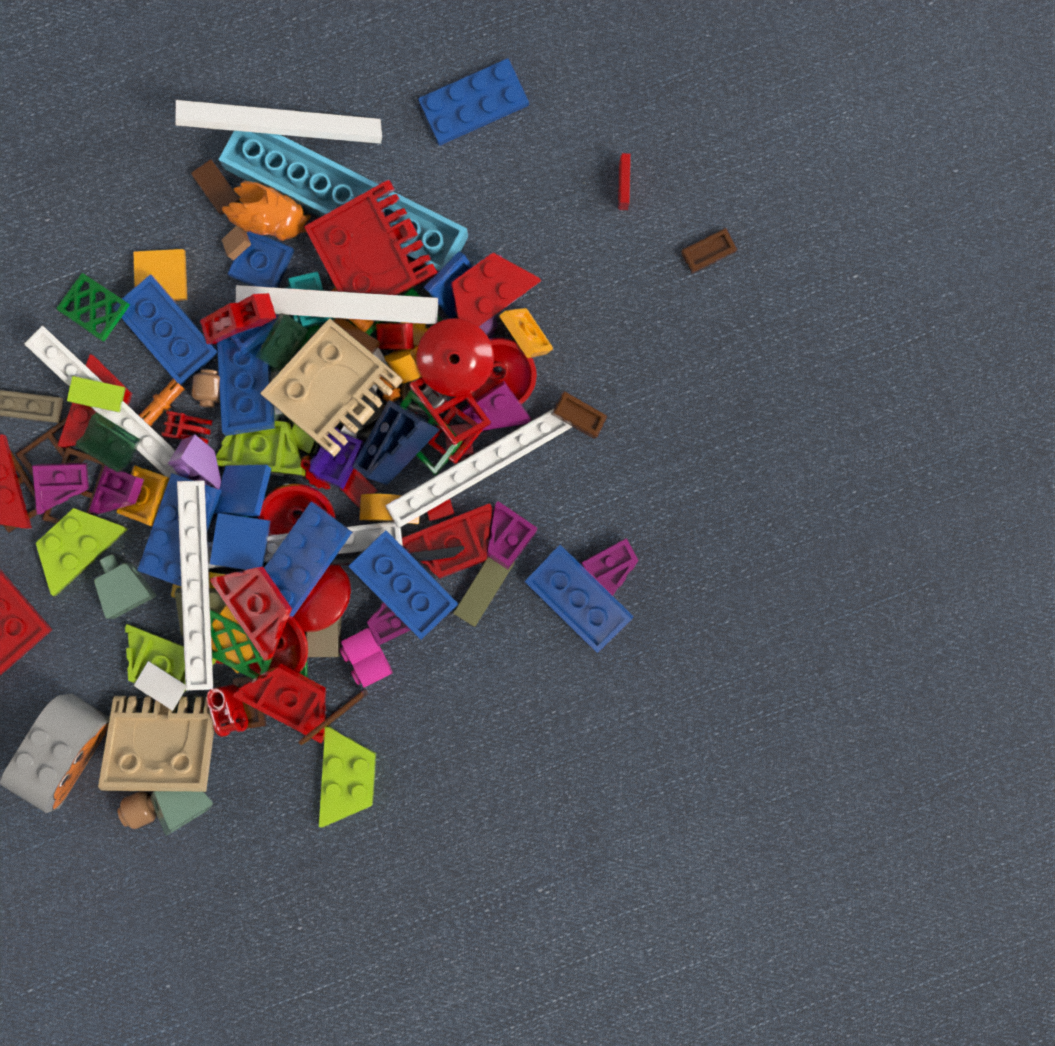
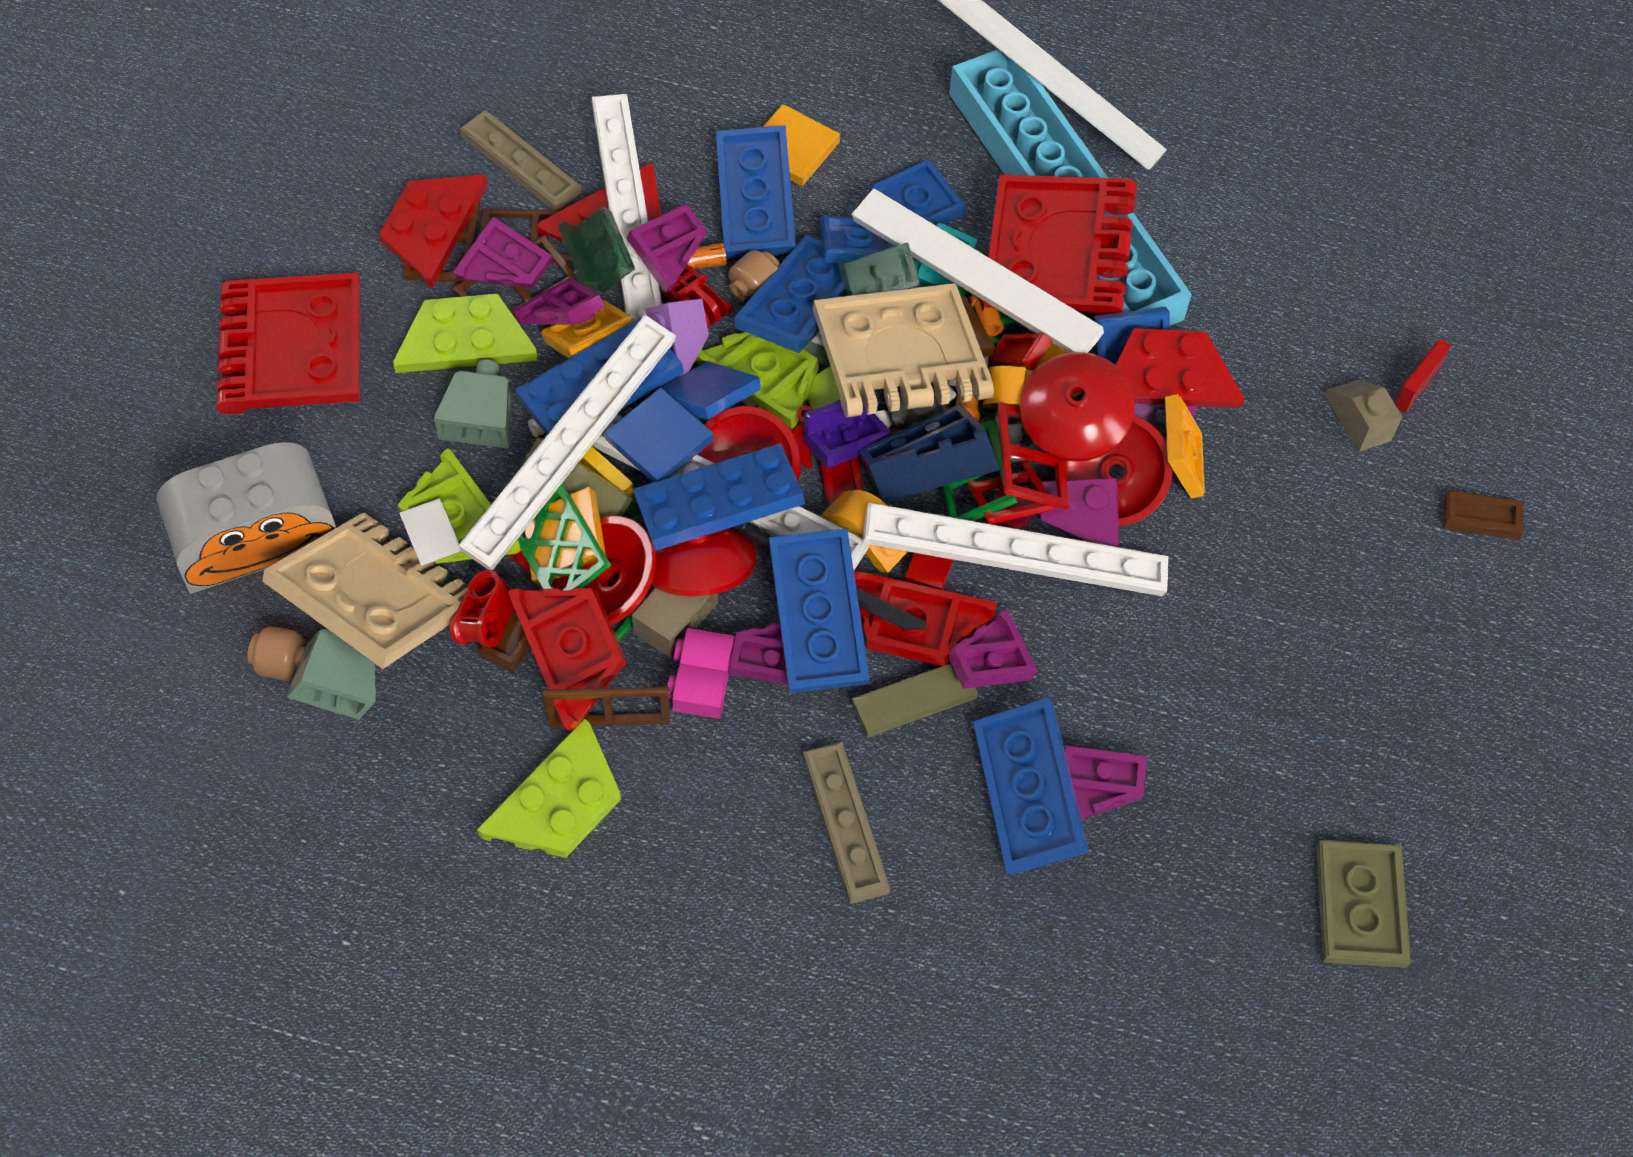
camera: 30 degrees right, 25 degrees down
(96, 394) = (626, 192): lime tile -> none
(110, 318) = (699, 137): green window -> none
(147, 409) = (668, 244): none -> magenta wing
(215, 186) = (925, 103): reddish brown tile -> none
(236, 242) = (906, 160): medium nougat tile -> none
(238, 317) = (851, 214): red slope -> none
(256, 606) = (622, 504): red wing -> none
(266, 212) = (964, 147): orange head -> none
(473, 102) = (1291, 198): blue plate -> none
(498, 682) = (846, 823): none -> dark tan tile
(579, 415) = (1185, 582): reddish brown tile -> none
(605, 229) = (1365, 413): none -> dark tan slope
(782, 537) = (1362, 904): none -> olive tile

